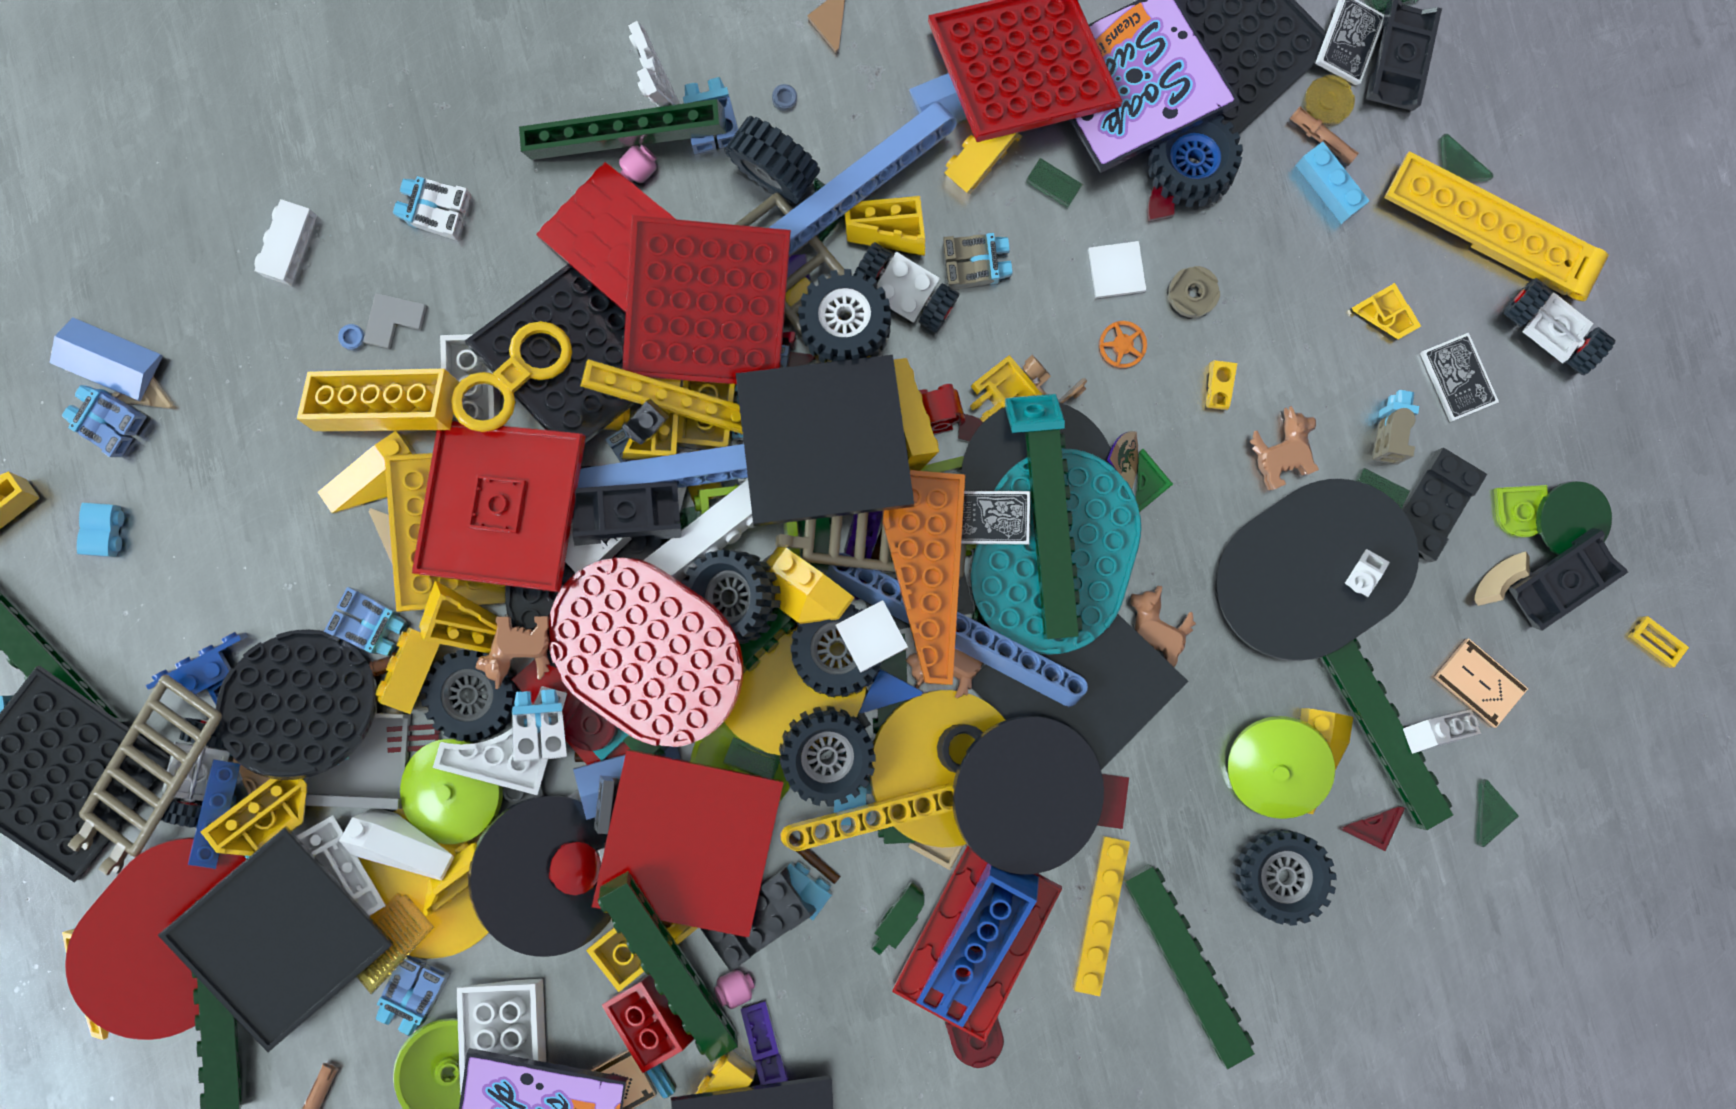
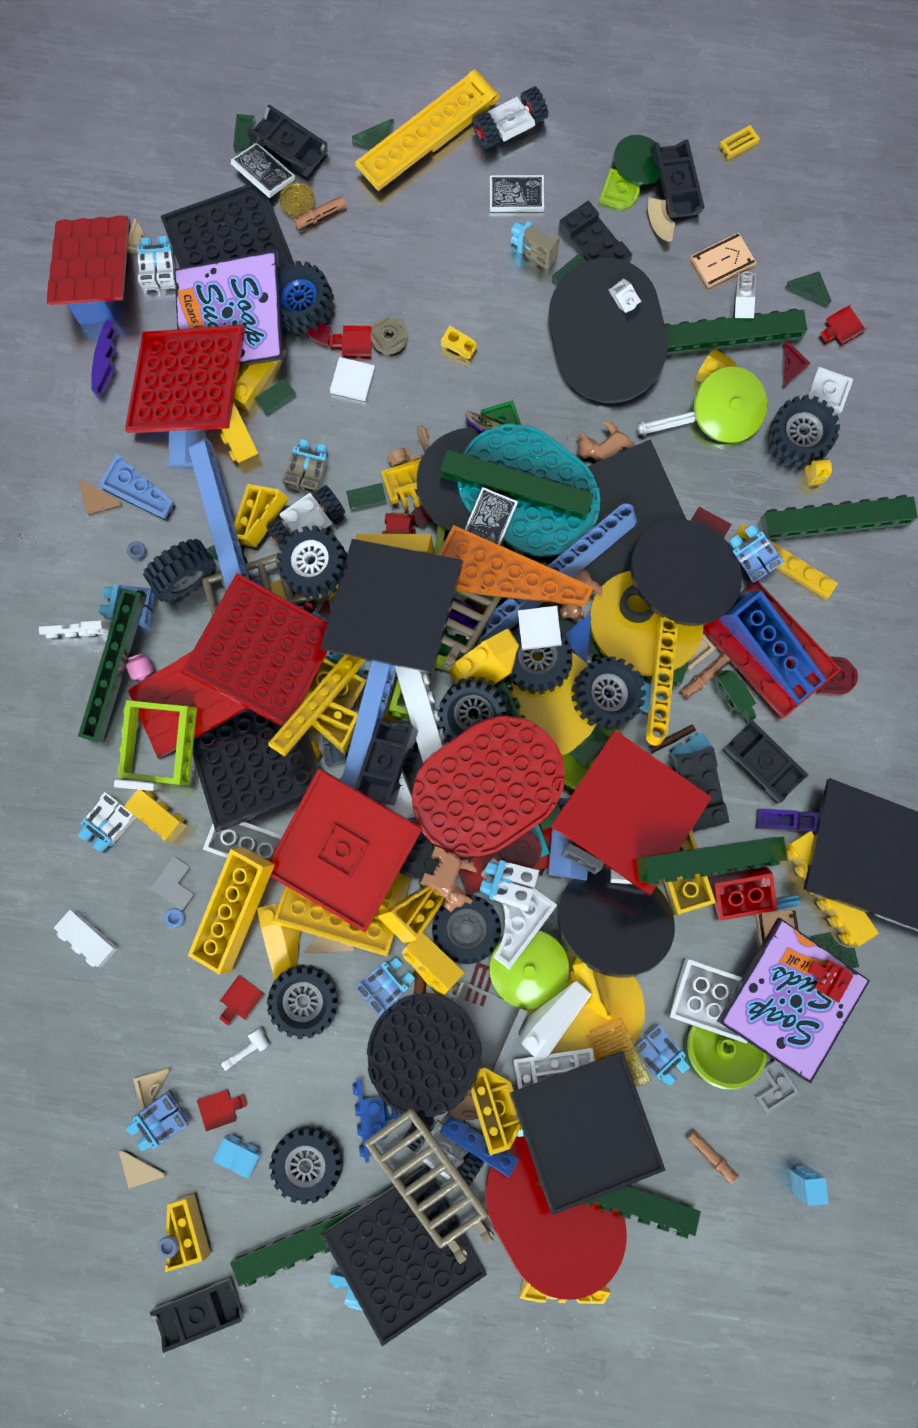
camera: 60 degrees left, 5 degrees down
(41, 421) = (138, 1171): none -> tan tile
(104, 358) = (112, 1105): medium blue slope -> none
(147, 486) = (219, 1109): none -> red piece
(147, 612) = (330, 1168): none -> black wheel
(243, 498) = (258, 1041): none -> white brick
(279, 536) = (299, 1024): none -> black wheel
(285, 456) = (240, 1000): none -> red piece
(463, 262) = (156, 815): none -> yellow wedge
(491, 224) = (137, 784): none -> white tile
(511, 376) = (255, 806): yellow bar -> none
(561, 256) = (184, 745): none -> lime window
(575, 868) = (618, 899): red dish -> none
(645, 422) = (328, 722): black bracket -> none
(734, 989) = (742, 825): bright pink head -> none
(827, 988) = (766, 761): none -> black piece
(863, 56) = (132, 486): none -> medium blue wing
(899, 865) = (699, 681): none -> nougat pin
(969, 350) = (366, 496): none -> clear green tile
(1034, 413) = (430, 463): teal tile -> none
(1056, 144) = (251, 382): none -> yellow wedge
(1092, 875) = (754, 547): none -> hips
(1123, 344) = (404, 395): orange wheel -> none
(1168, 251) = (354, 342): none -> red piece
(1223, 692) = (664, 423): none -> white axle
(1238, 915) = (818, 471): none -> yellow leg
(1289, 454) = (523, 317): nougat animal -> none
(1332, 182) = (354, 219): medium azure brick -> none
(1359, 890) = (831, 388): none -> white tile
(1388, 312) = (455, 218): yellow slope -> none
(1456, 876) = (843, 325): none -> red piece

